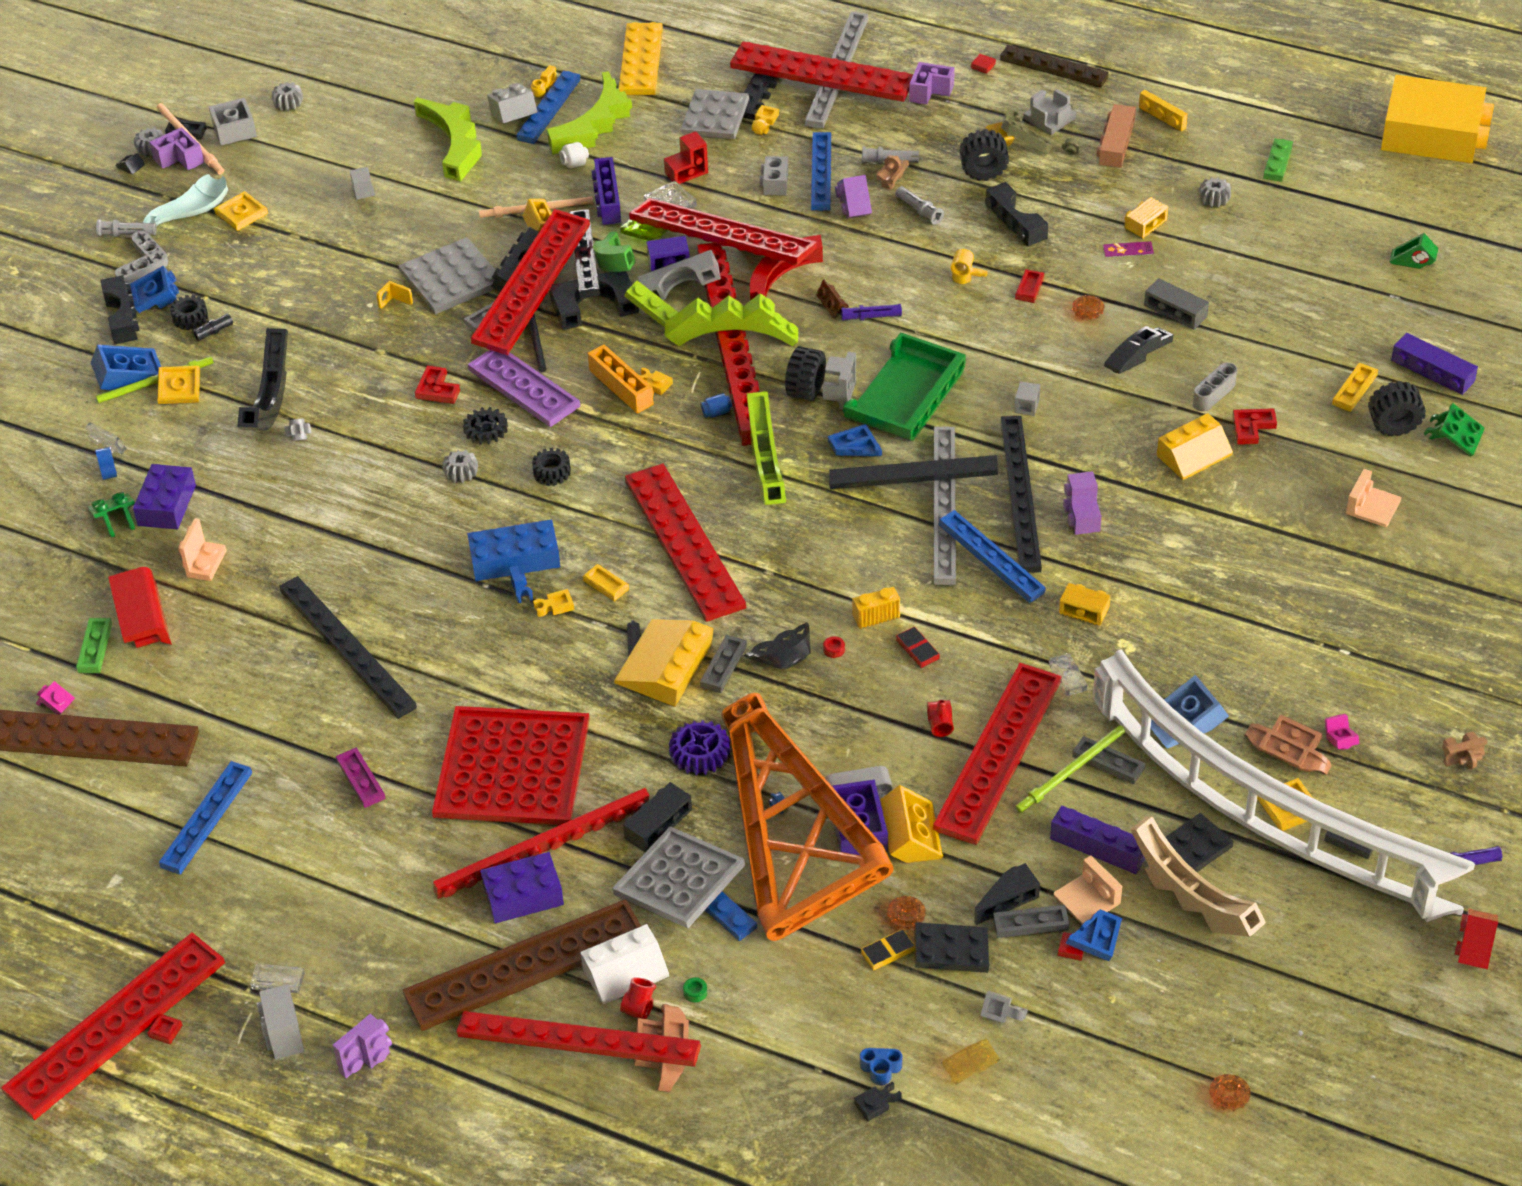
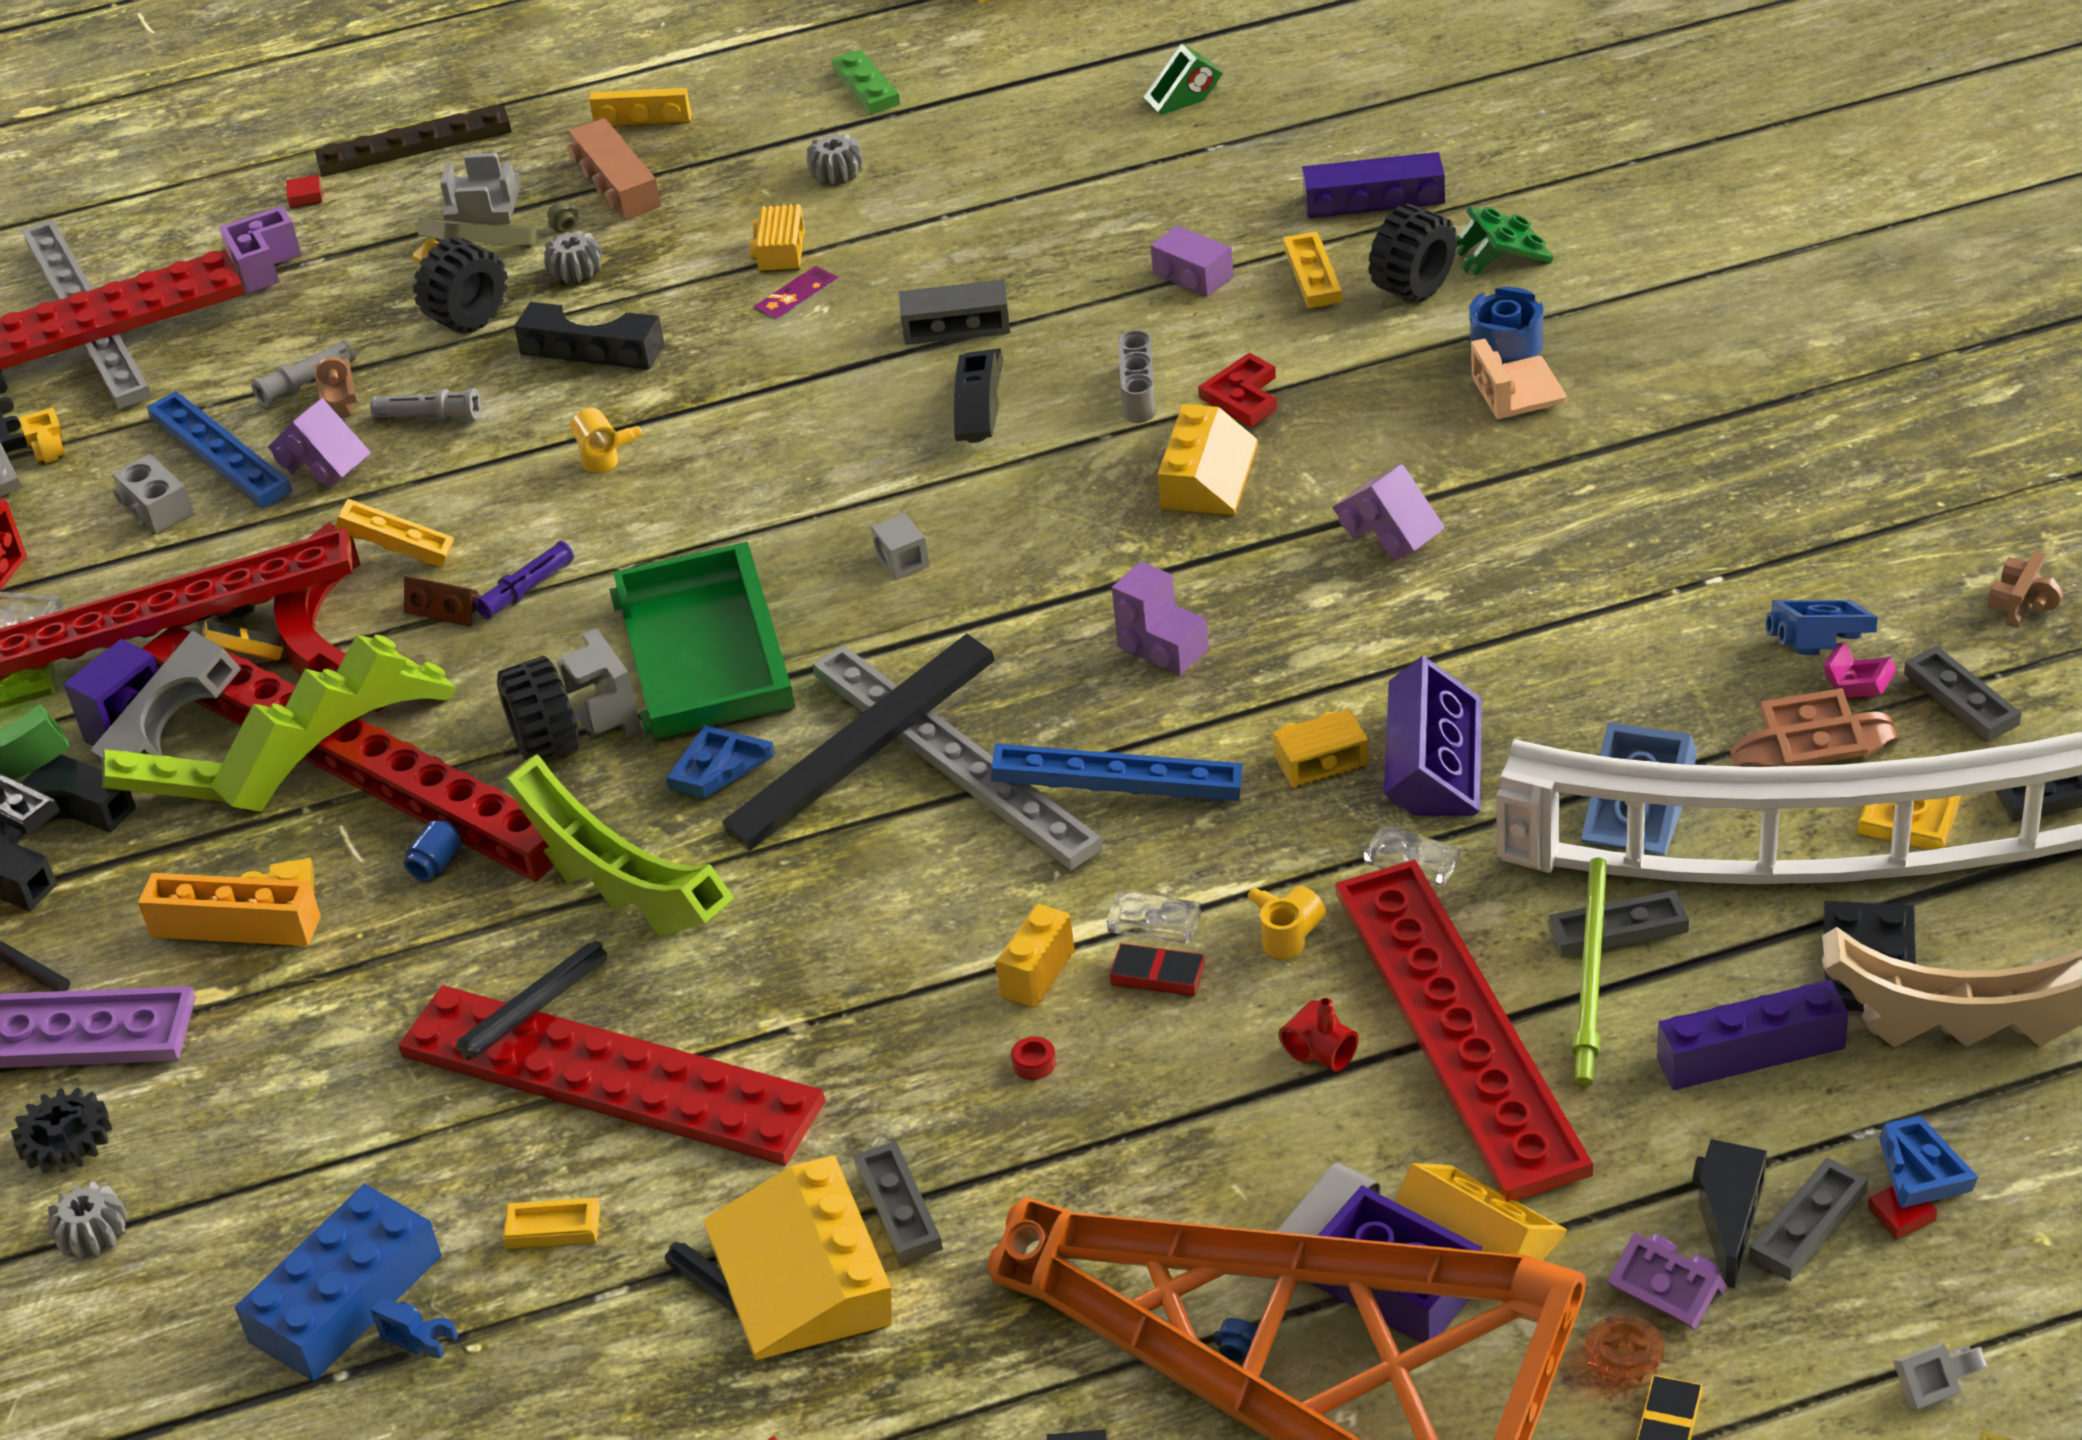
camera: 40 degrees left, 5 degrees down
(555, 474) = (258, 1131): black tyre -> none
(556, 602) = (506, 1309): yellow plate -> none
(682, 491) = (531, 1000): none -> black axle
(699, 747) = (1020, 1363): dark purple gear -> none
(737, 265) = (243, 640): none -> yellow tile
(783, 652) = (969, 1119): black piece -> none
(840, 256) = (394, 533): none -> yellow plate
(941, 625) = (1154, 917): none -> clear plate
(951, 900) = (1666, 1280): none -> medium lavender bracket
(951, 947) = (1753, 1345): black plate -> none
(984, 663) = (1287, 920): none -> yellow piece
(1020, 494) = (1047, 670): black plate -> none
(1029, 286) = (716, 412): red tile -> none
(1051, 170) = (572, 257): none -> light grey gear
(1090, 892) = (1835, 1112): light nougat bracket -> none
(1094, 303) = (846, 388): clear orange gear -> none
(1134, 631) = (1432, 743): none -> dark purple slope
(1235, 524) = (1393, 509): none -> medium lavender brick
(1306, 347) = (1192, 260): none -> medium lavender brick
(1349, 696) = (1815, 623): none -> blue plate
(1375, 774) = (1962, 693): none -> dark grey plate
(1398, 472) = (1508, 322): none -> blue brick

